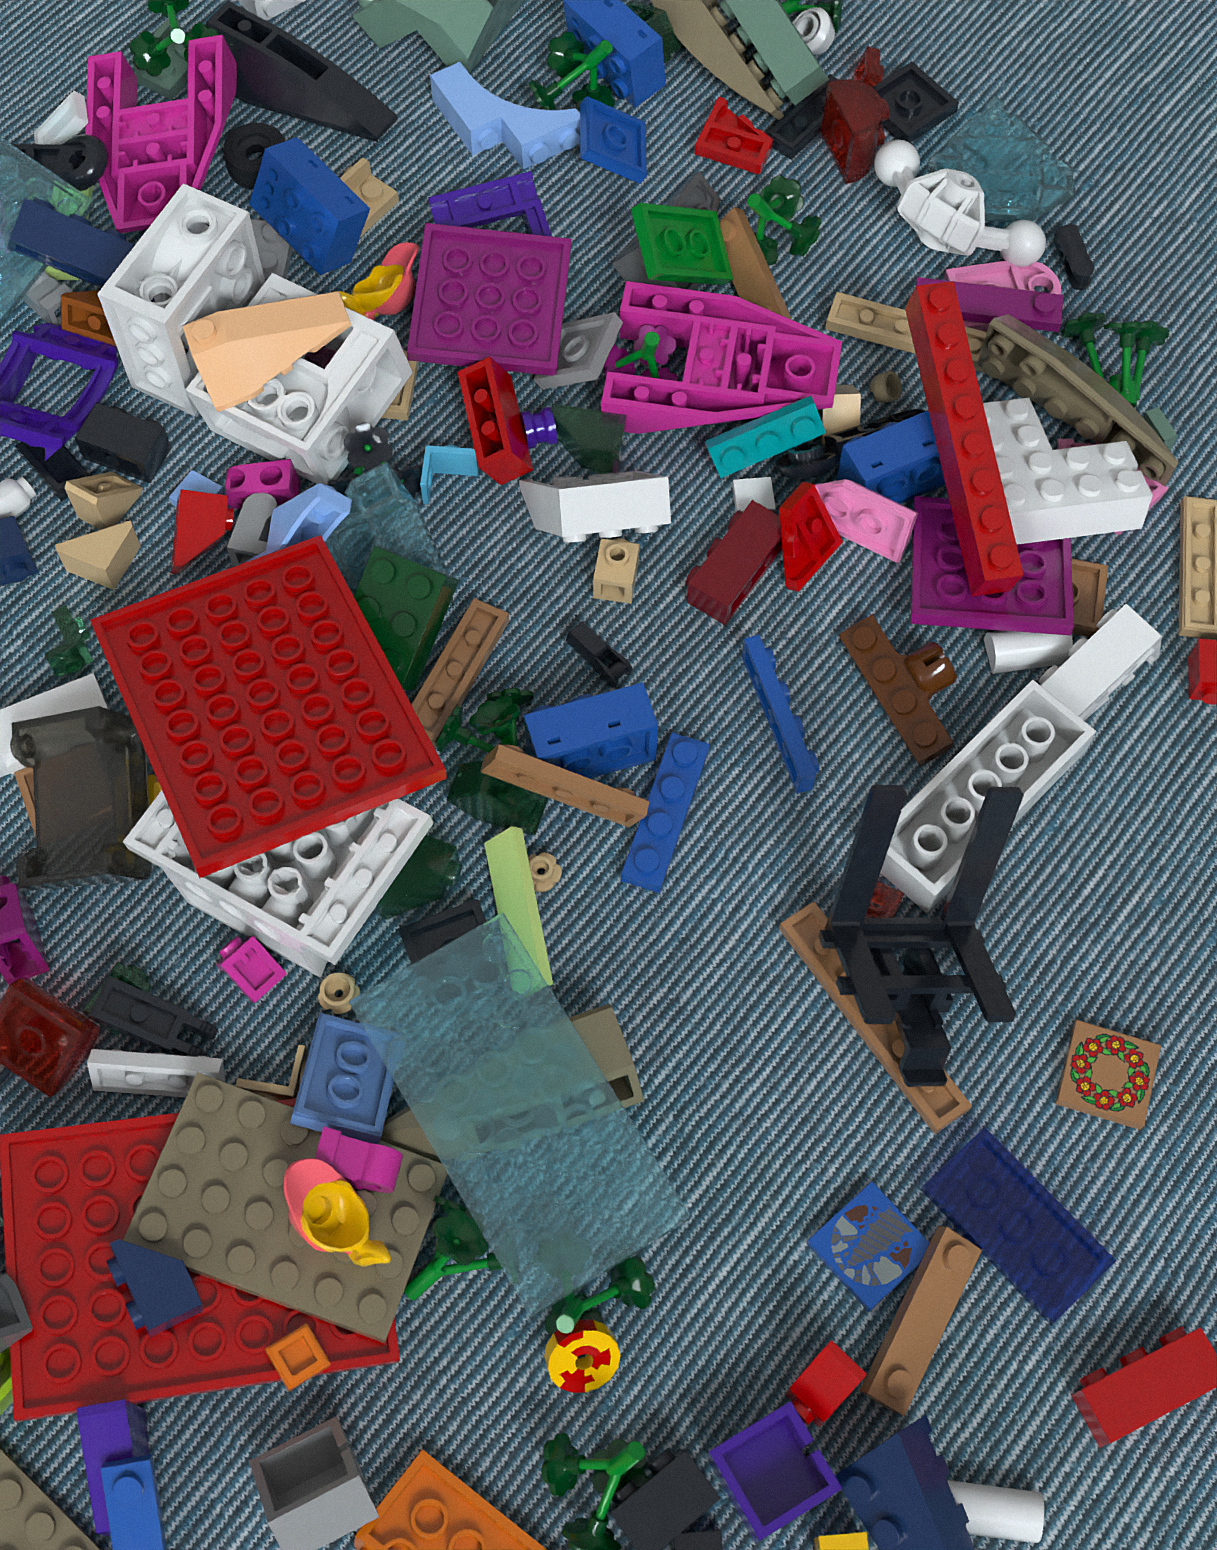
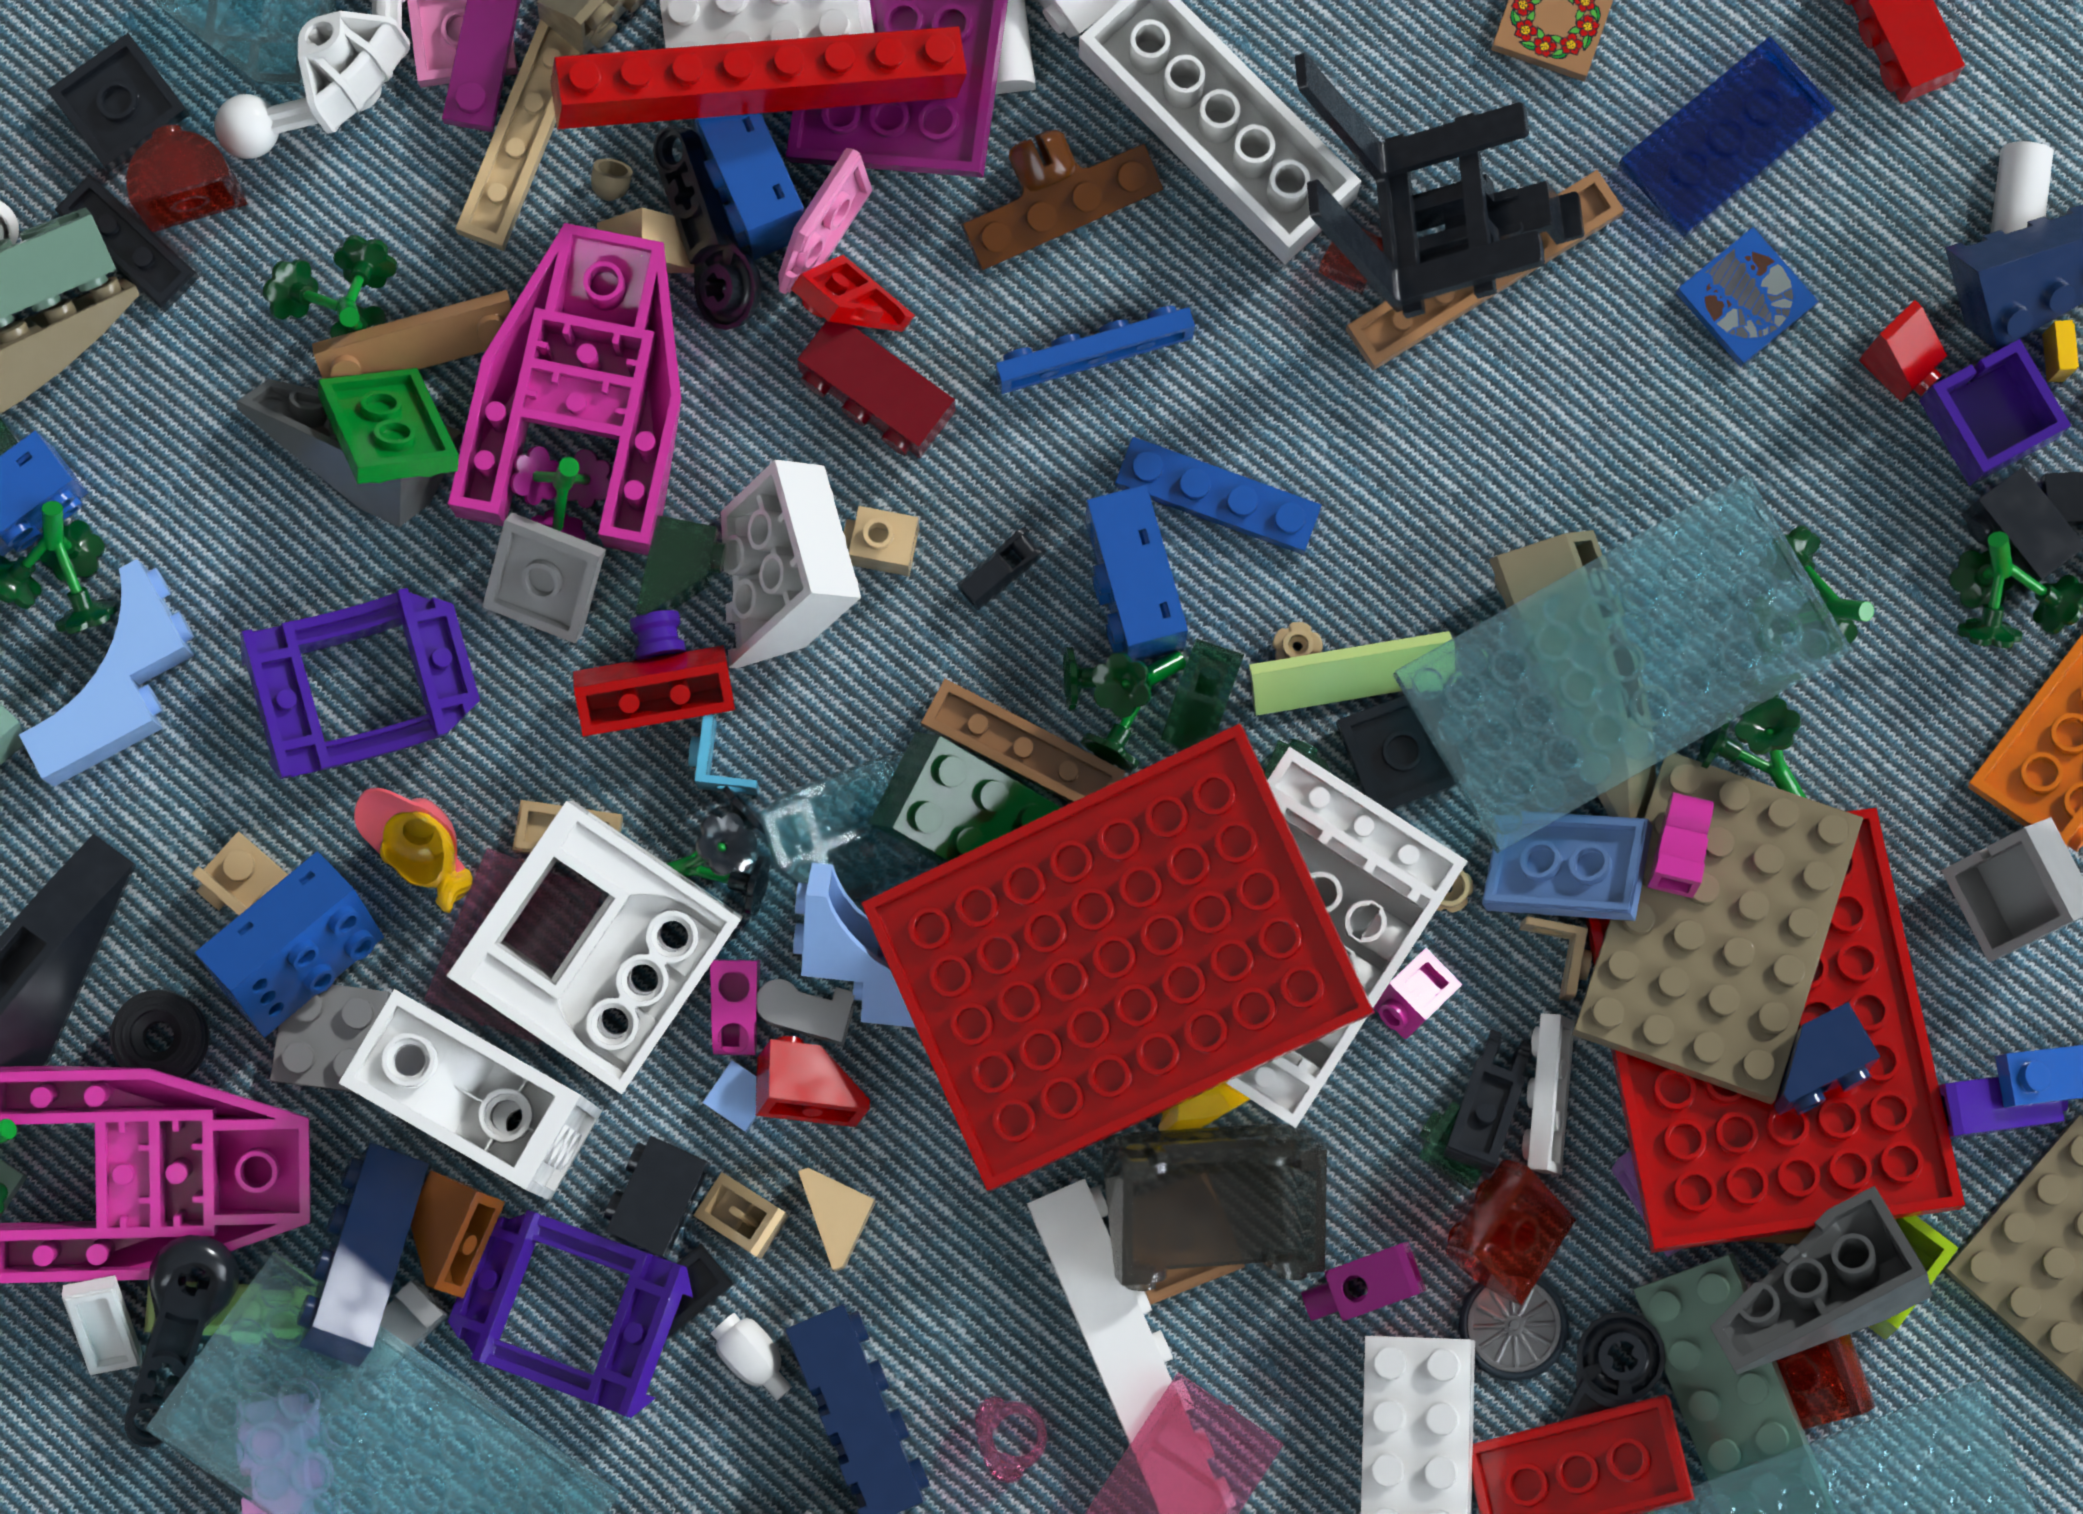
camera: 90 degrees left, 15 degrees up
(74, 653) = (955, 1240): clear green bracket -> none
(253, 344) = (580, 987): light nougat wedge -> none
(297, 1357) = (1883, 911): orange tile -> none
(330, 1212) = (1753, 860): yellow hair -> none
(489, 297) = (465, 690): magenta plate -> none
(515, 767) = (1190, 662): medium nougat plate -> none
(584, 1373) = (1889, 616): yellow piece -> none
(613, 140) = (170, 520): blue tile -> none
(733, 140) = (170, 353): red wing -> none
(753, 489) = (771, 362): white tile -> none
(765, 436) = (699, 336): teal plate -> none
(869, 68) = (61, 154): clear red plate -> none
(920, 1321) = (1829, 248): medium nougat plate -> none

